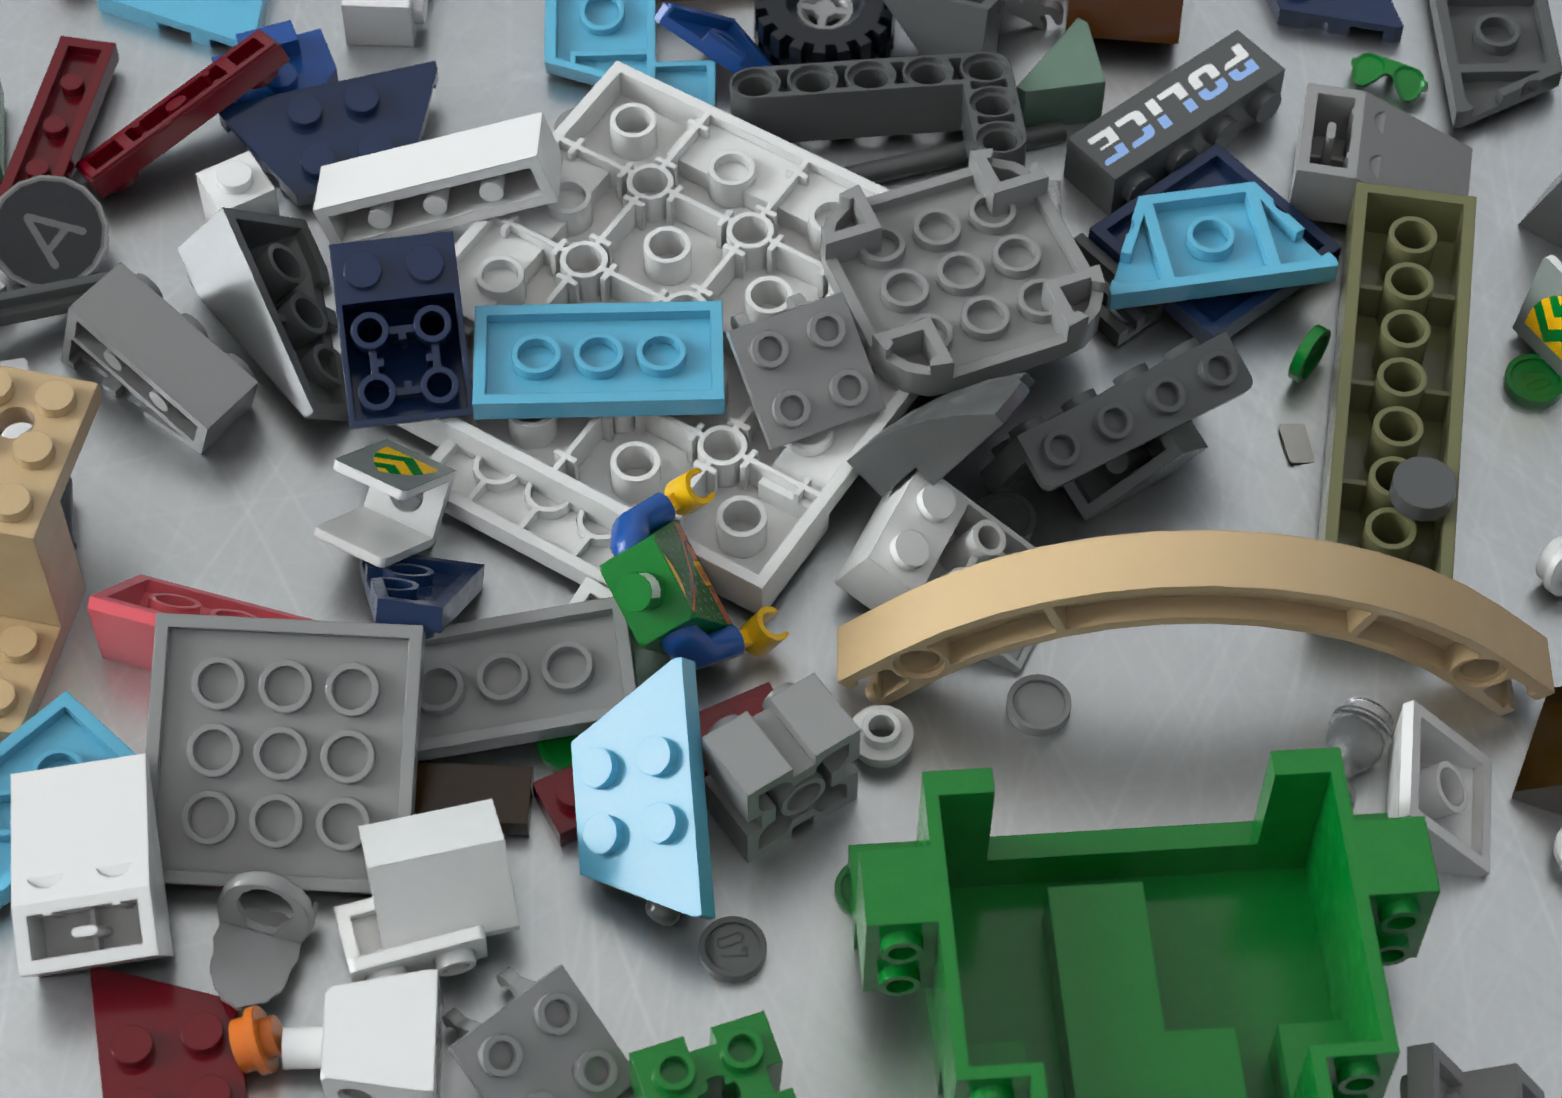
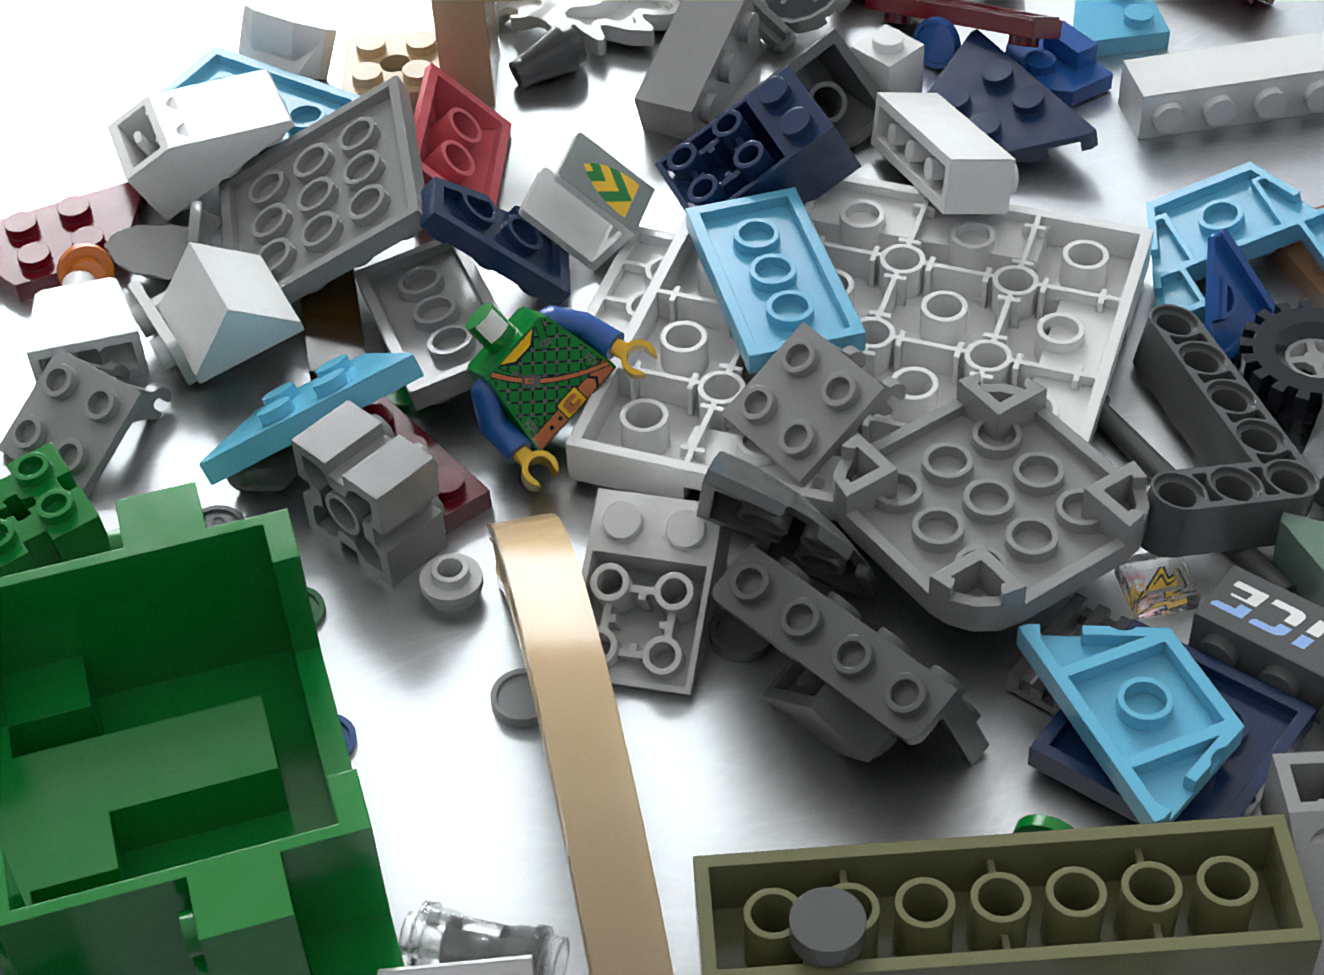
camera: 80 degrees right, 10 degrees down
(201, 148) = (940, 41): none -> blue piece

